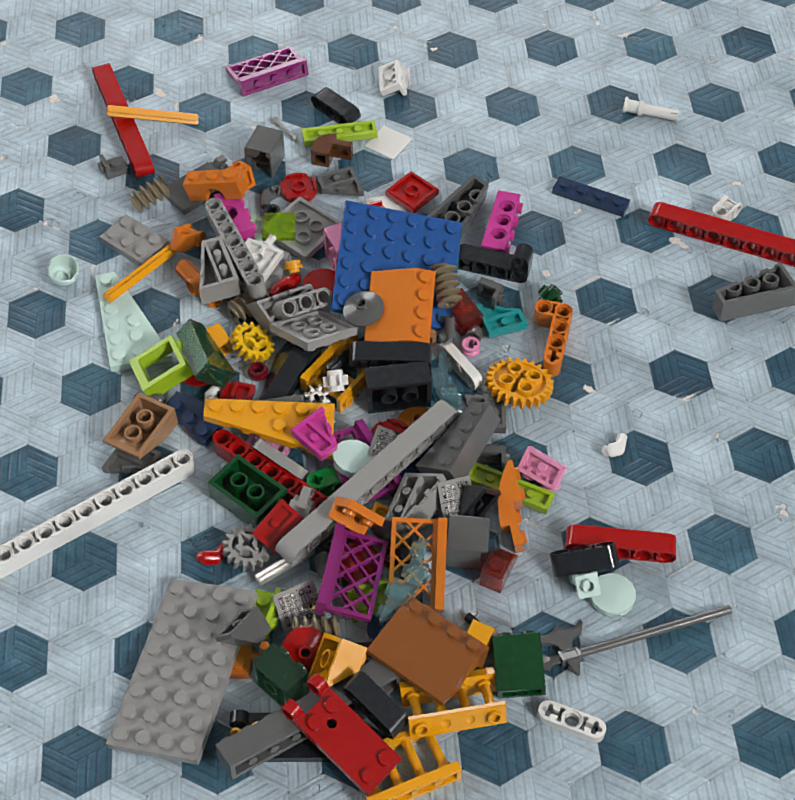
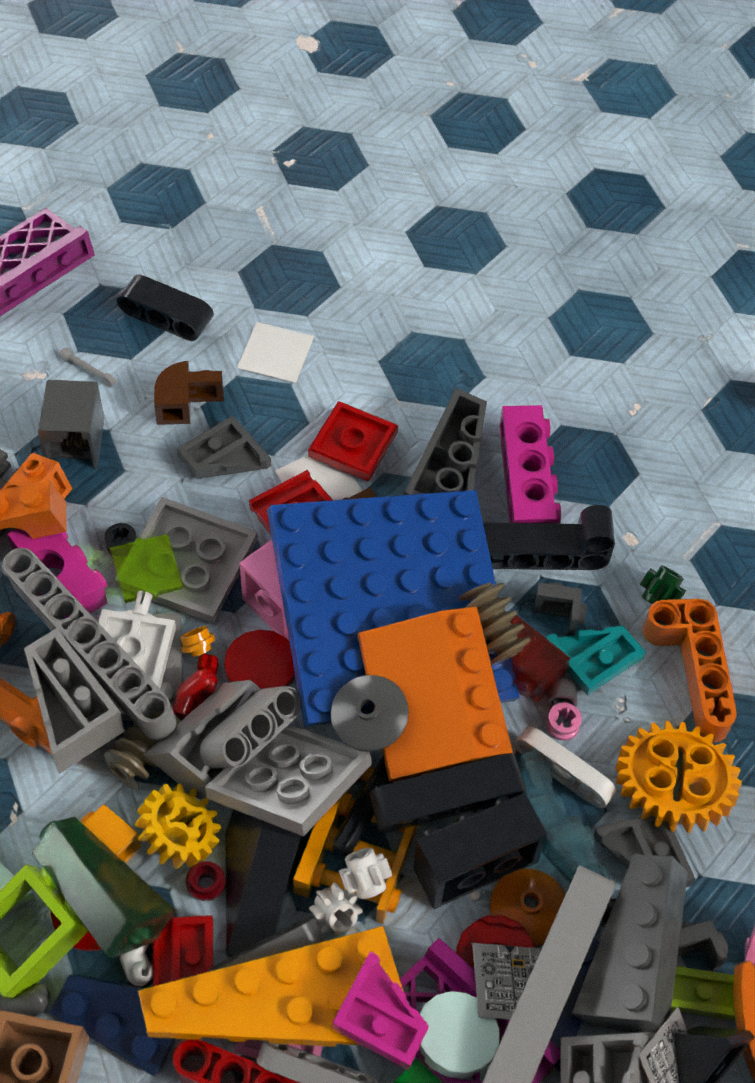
camera: 20 degrees left, 5 degrees up
(269, 194) = (104, 505): dark grey arm -> none
(298, 185) = (150, 475): red tile -> none
(346, 131) = (200, 350): lime plate -> none
(393, 78) = (243, 232): white bracket -> none
(448, 331) = (517, 702): dark grey arm -> none
(591, 196) = (648, 377): dark blue plate -> none
(640, 108) = (665, 200): white pin -> none

